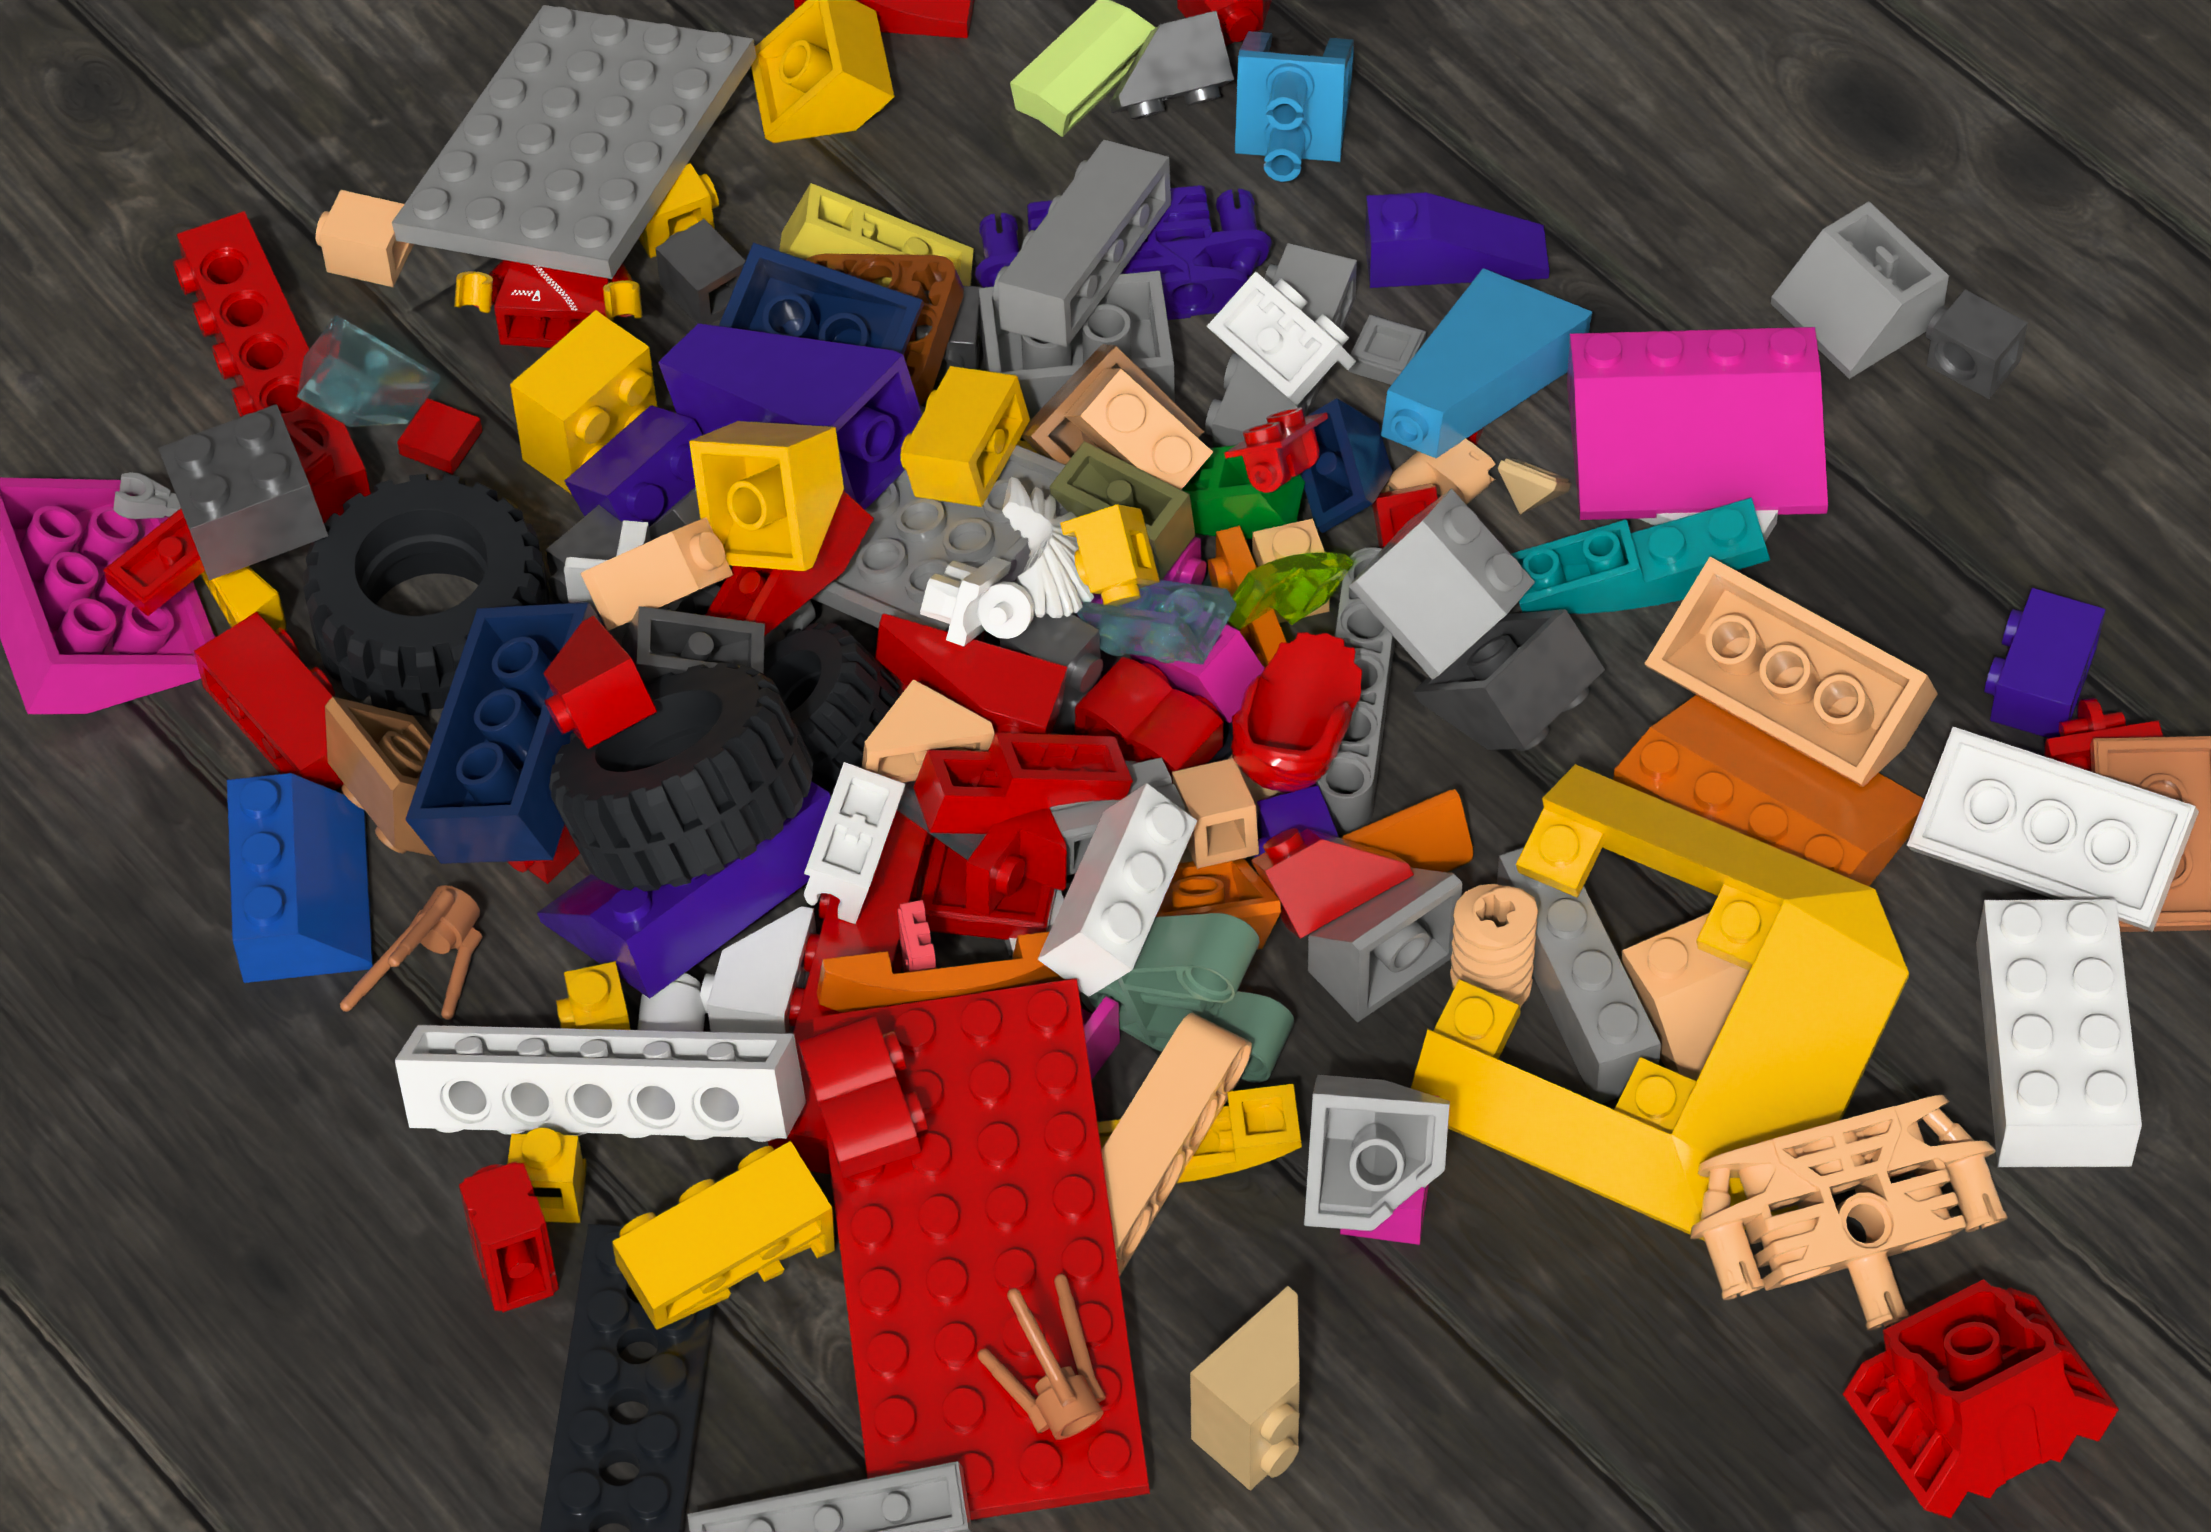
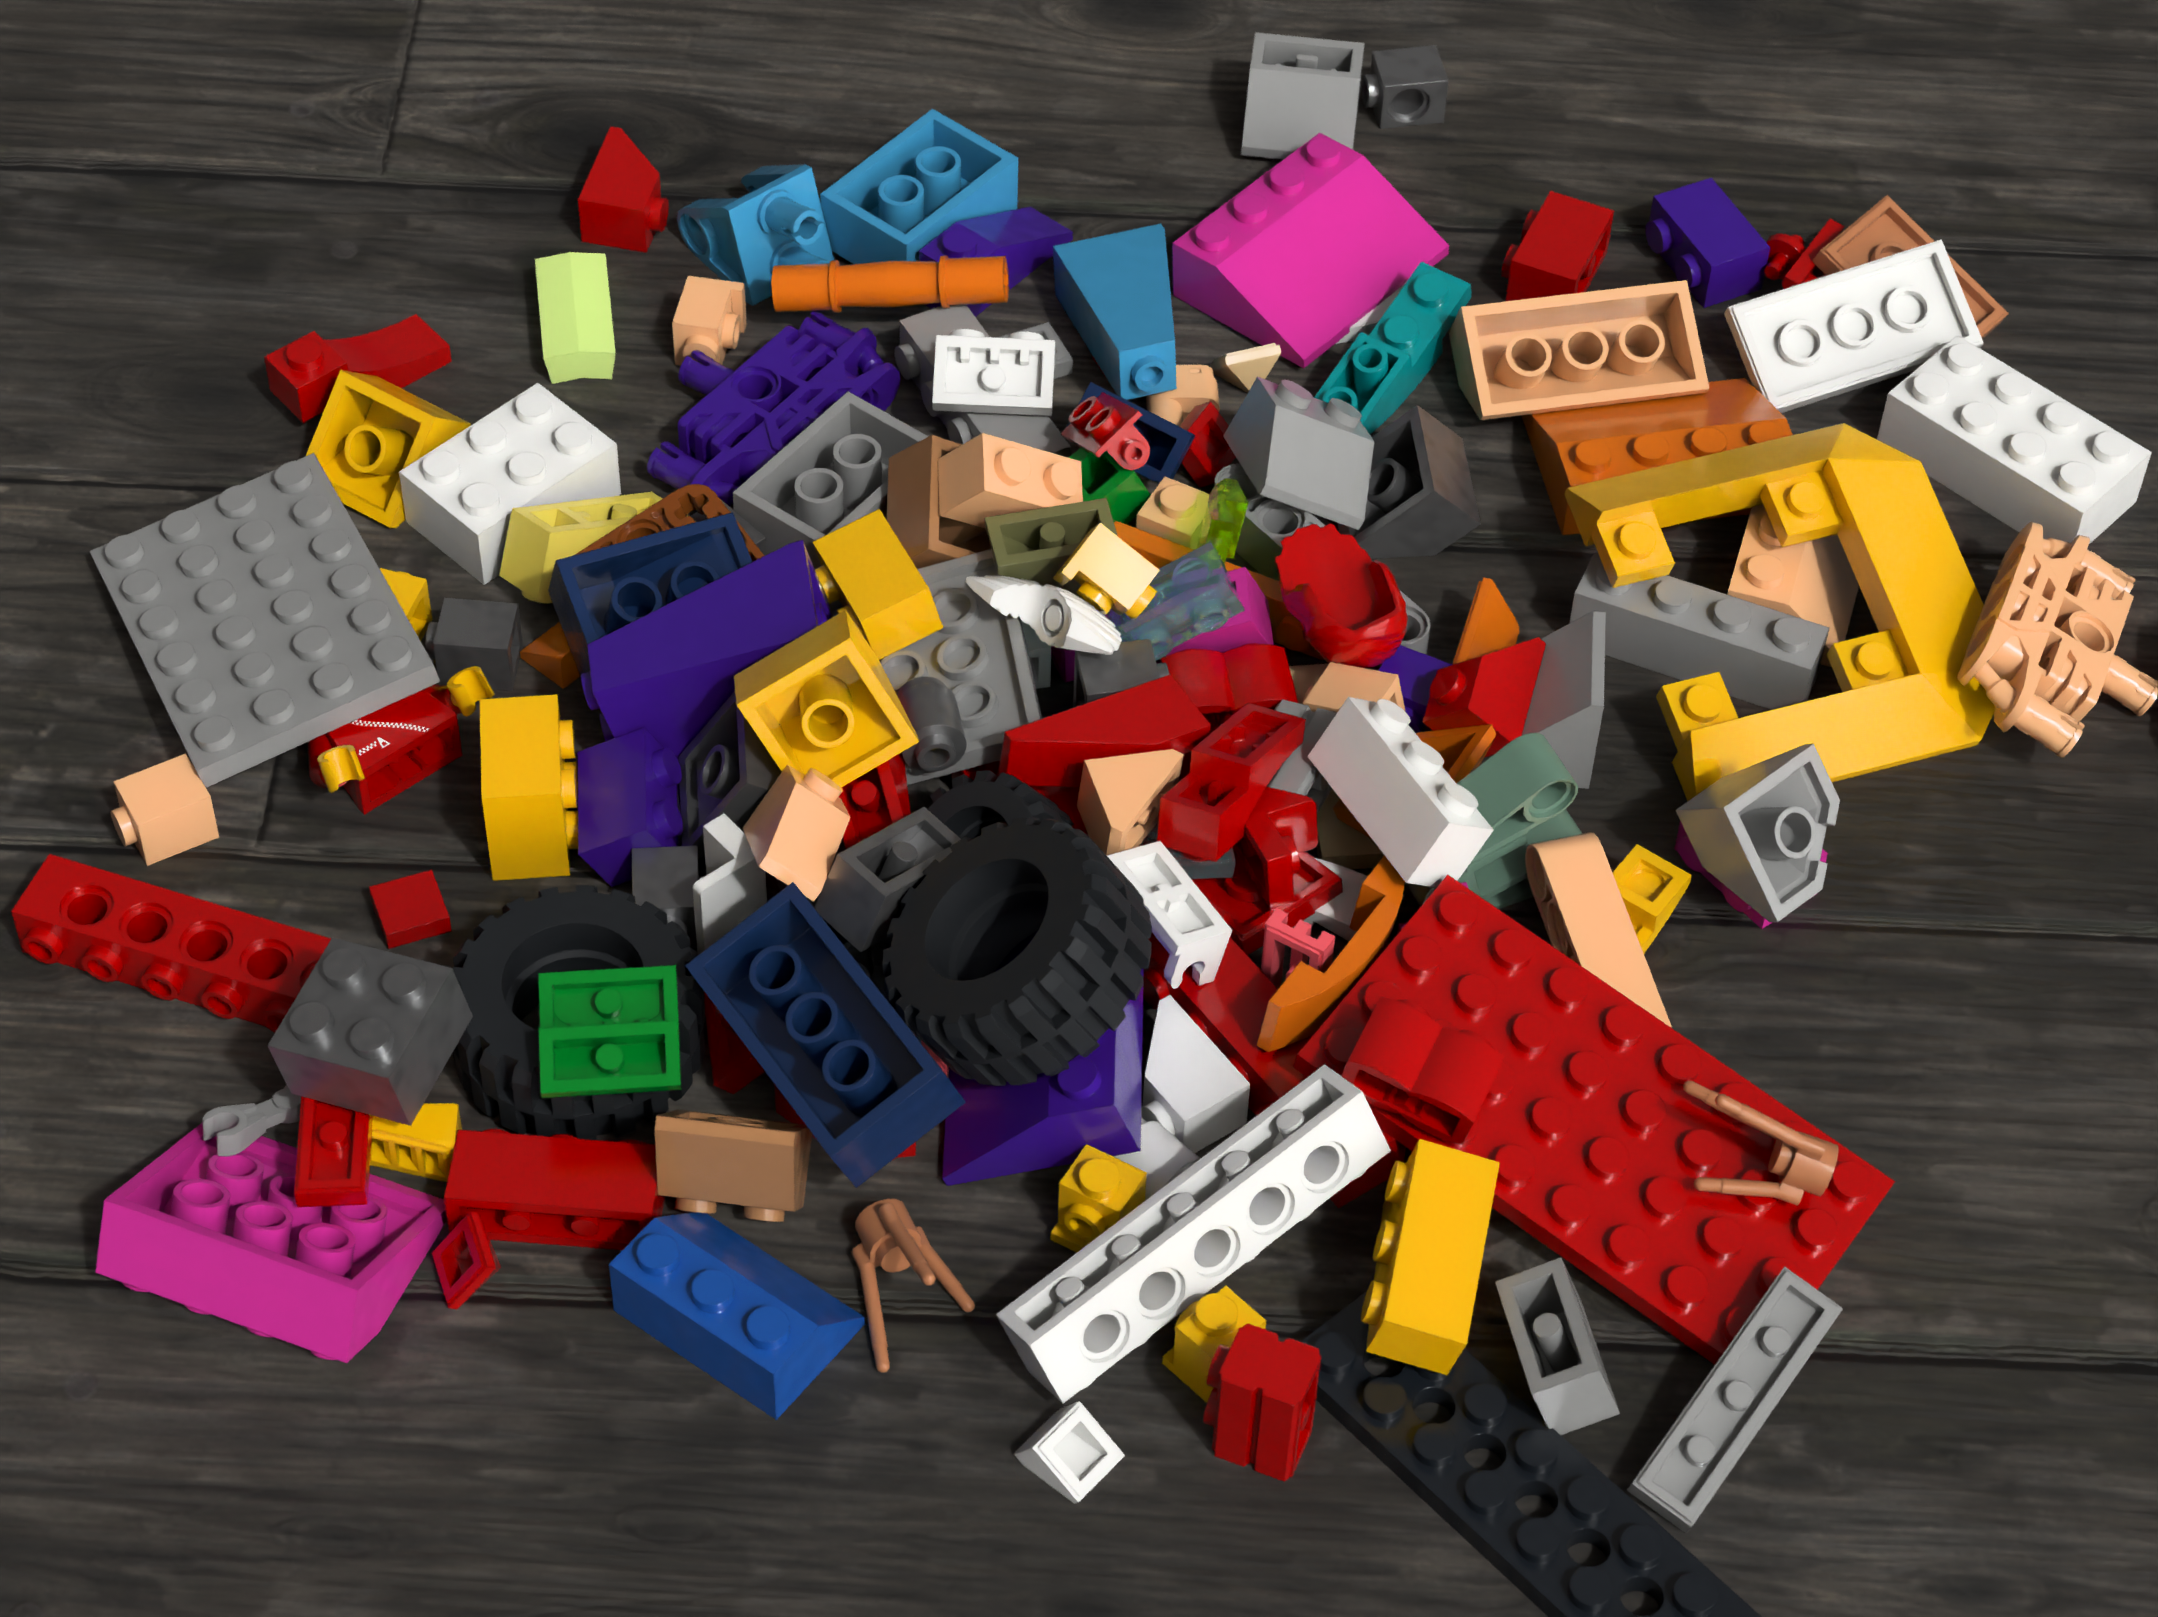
camera: 50 degrees left, 5 degrees down
(182, 712) = (465, 1260): none -> red slope
(362, 378) = (315, 896): clear light blue slope -> none
(381, 1167) = (1070, 1452): none -> white slope
(387, 617) = (609, 1031): none -> green slope
(595, 686) = (889, 925): red slope -> none
(750, 1378) = (1557, 1347): none -> light grey brick
(864, 569) = (937, 723): none -> flat silver brick
(876, 151) = (512, 458): none -> white brick
(977, 602) = (1060, 672): white hips -> none
(1083, 243) = (782, 403): light grey brick -> none
(1173, 130) = (708, 318): none -> light nougat brick
(1175, 62) = (651, 266): flat silver slope -> none
(1250, 1395) = (1894, 1053): tan slope -> none
(1307, 207) = (890, 284): none -> orange piece
(1441, 142) = (917, 191): none -> dark azure brick
(1495, 941) = (1643, 649): light nougat piece -> none
(1904, 581) = (1558, 249): none -> red brick

